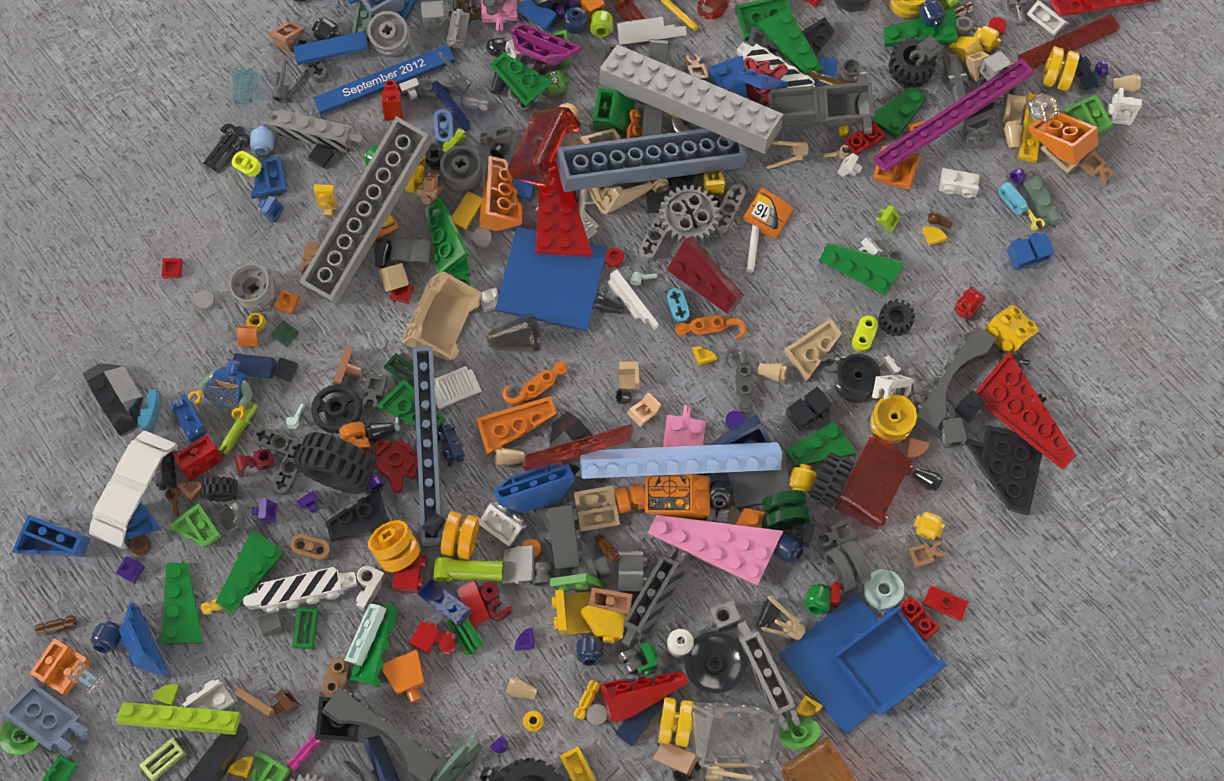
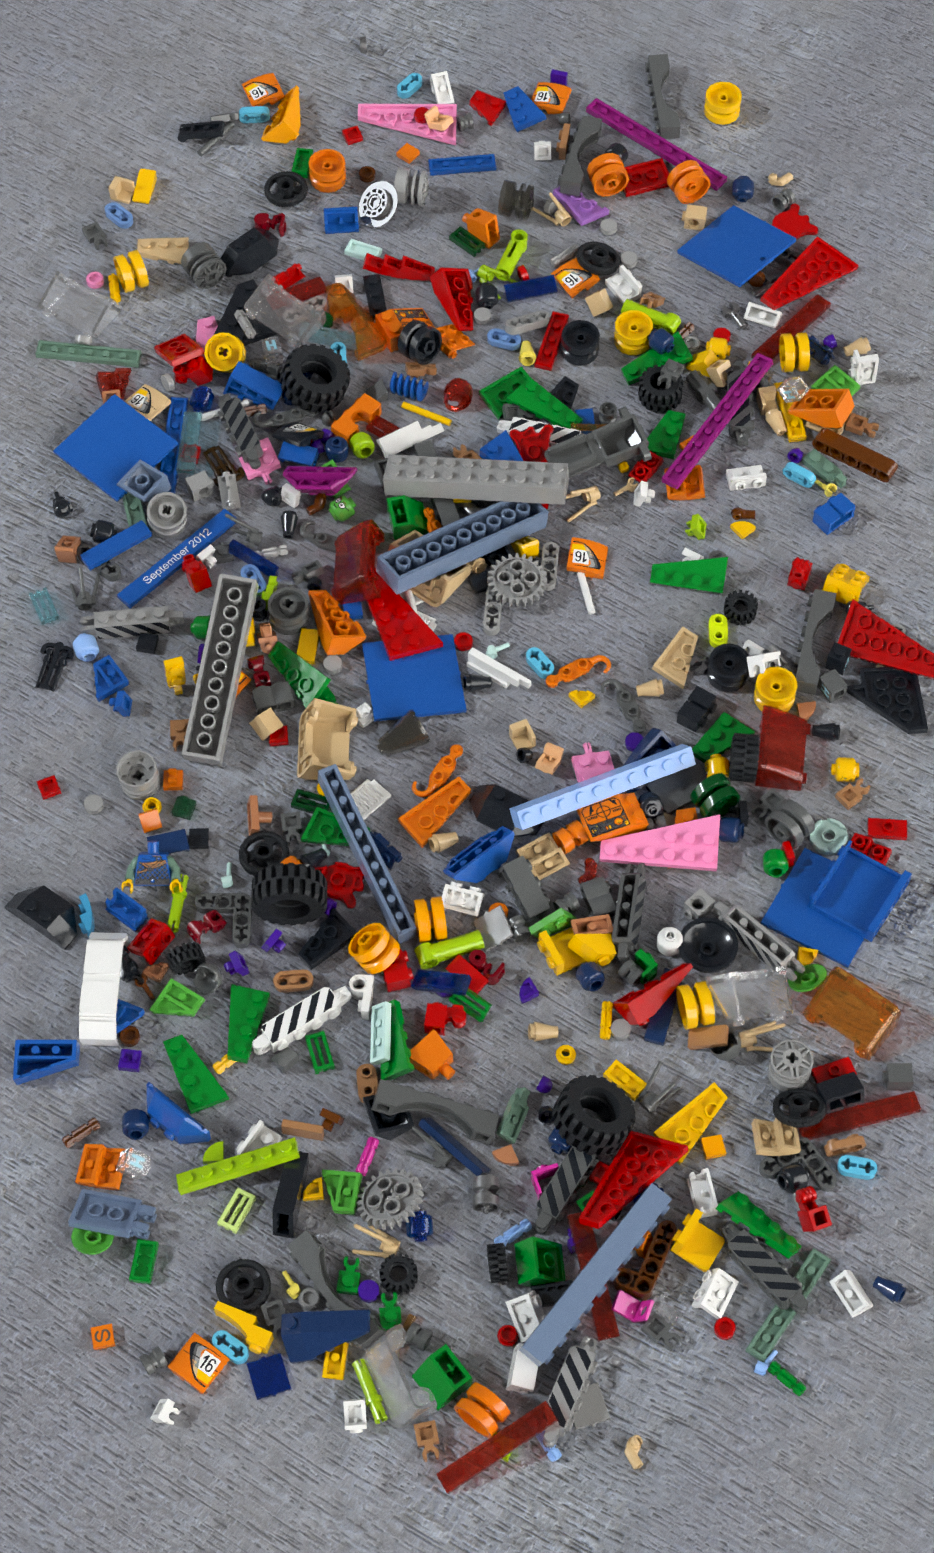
camera: 20 degrees left, 10 degrees down
(246, 164) = (81, 671): neon yellow plate -> none
(381, 252) = (245, 707): black cone -> none
(409, 228) = (260, 677): none -> dark red leg
(433, 524) = (404, 914): black slope -> none
(520, 79) = (312, 515): green wing -> none
(578, 447) = (506, 806): clear red tile -> none
(607, 547) = (568, 885): reddish brown axle -> none
(636, 539) = (590, 871): none -> clear red arm
(704, 276) = (554, 627): dark red wedge -> none
(761, 80) = (533, 443): blue wing -> none
(767, 614) = (736, 889): black cone -> none
(792, 628) = (762, 893): tan plant -> none
(994, 65) = (735, 366): light grey brick -> none
(1077, 196) = (854, 455): none -> reddish brown beam

